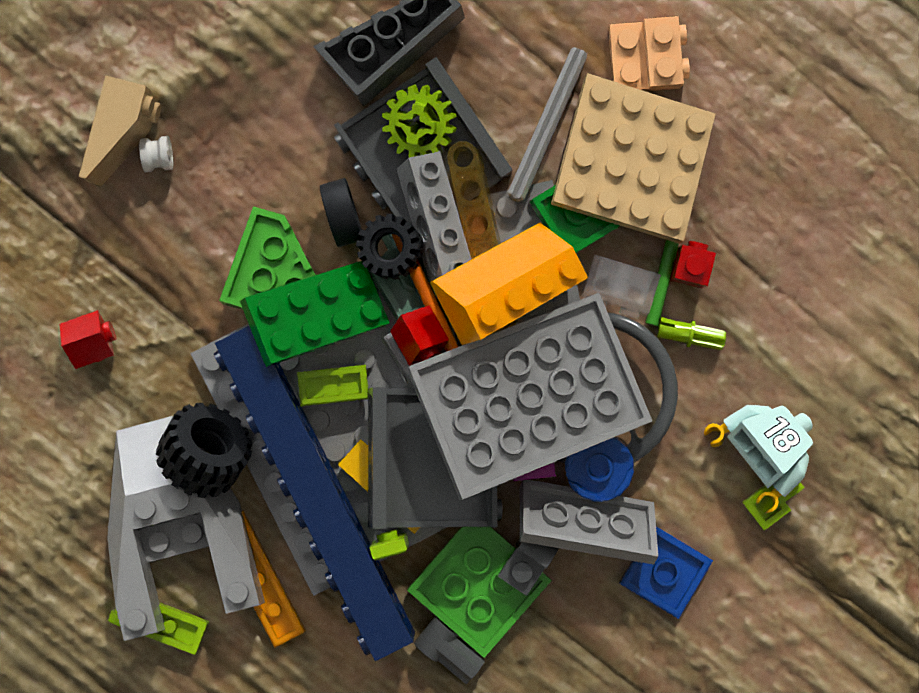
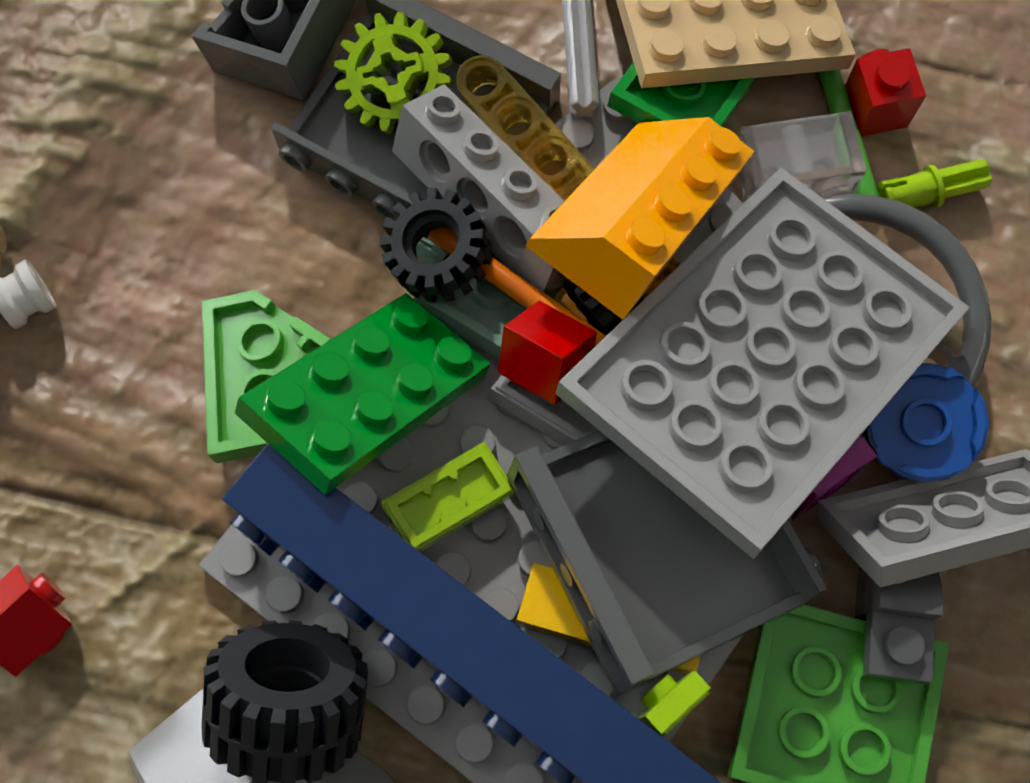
camera: 25 degrees left, 15 degrees down
(341, 212) = (339, 241): black tyre -> none

